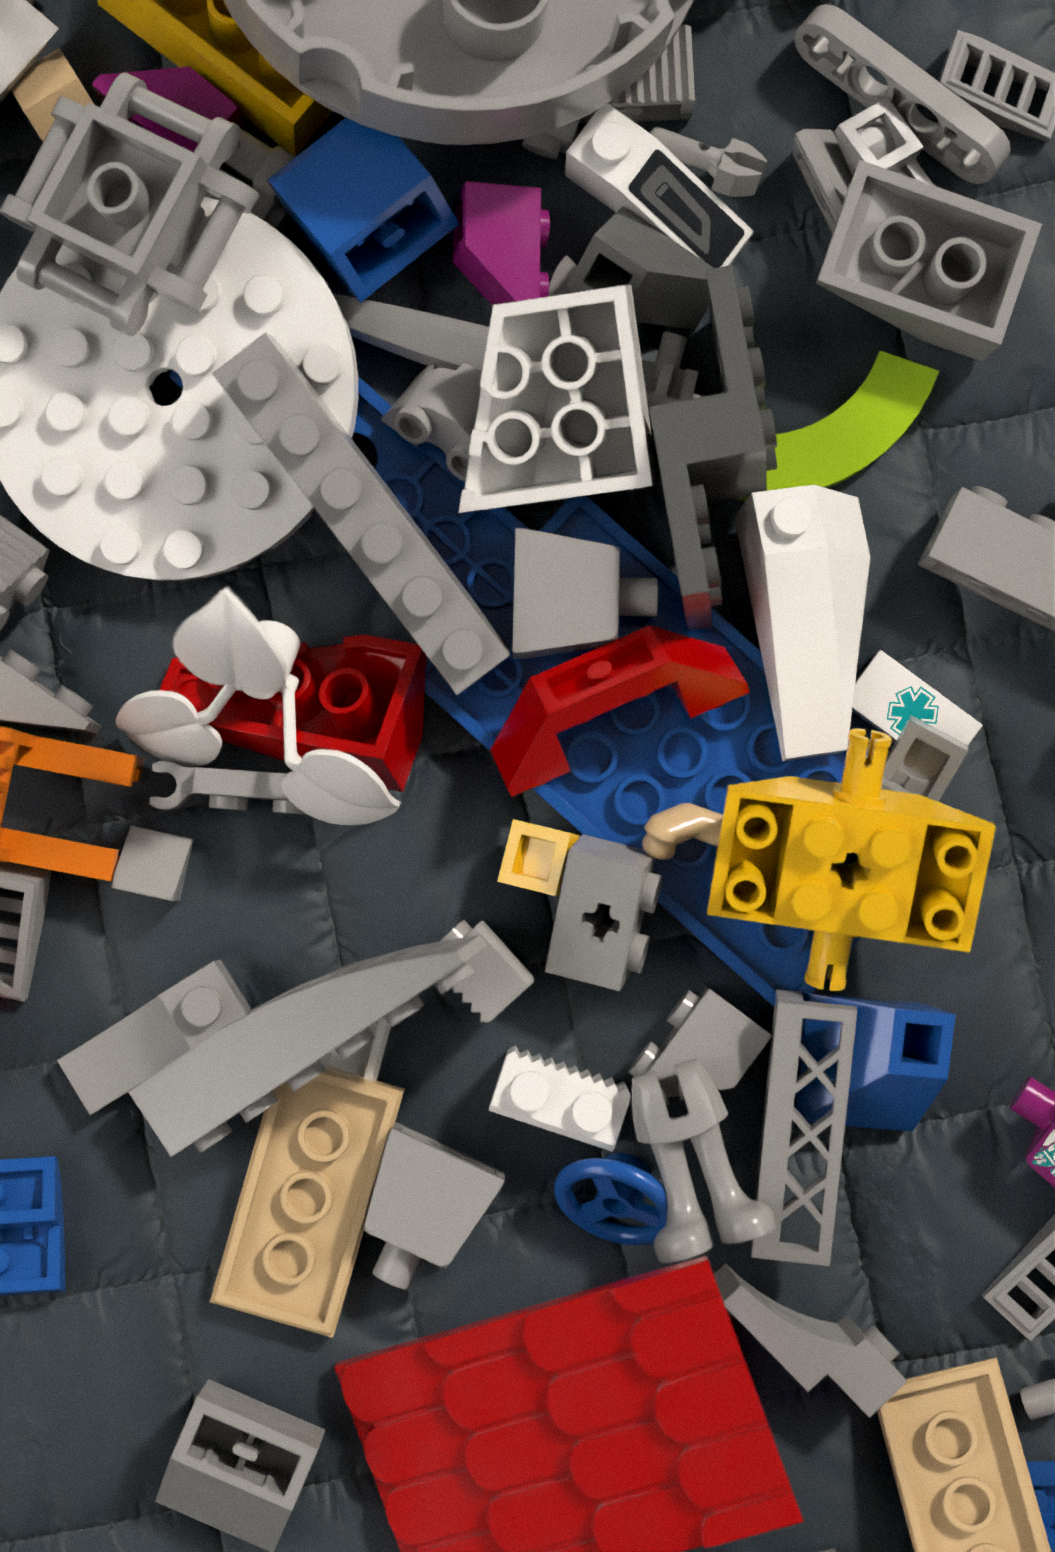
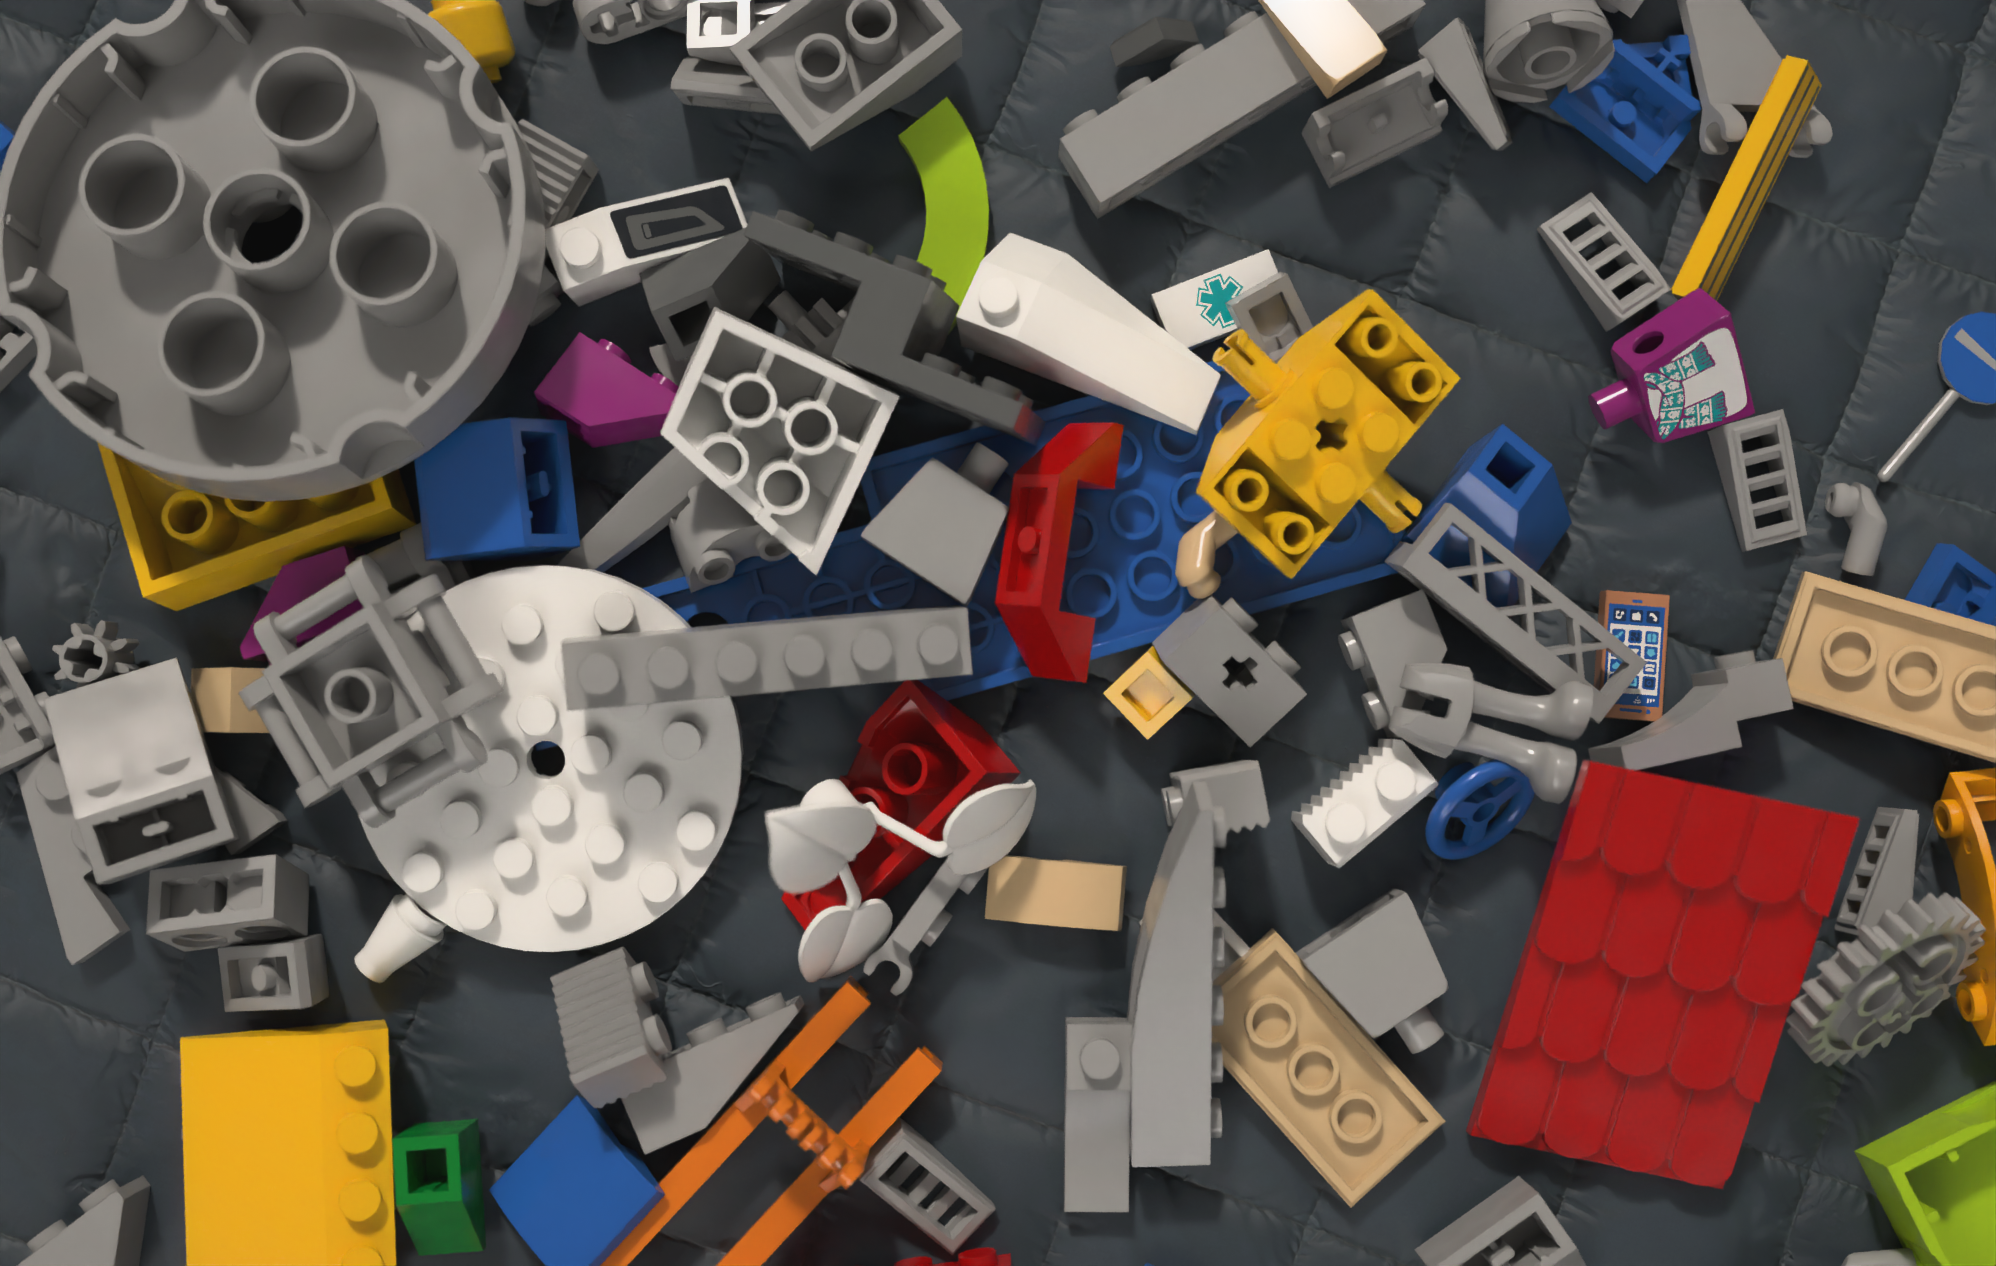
camera: 60 degrees left, 0 degrees up
(153, 864) = (947, 1024): light grey slope -> none
(320, 886) = (1056, 893): none -> tan slope
(734, 168) = (666, 159): light grey bar -> none
(858, 1246) = (1642, 625): none -> tile

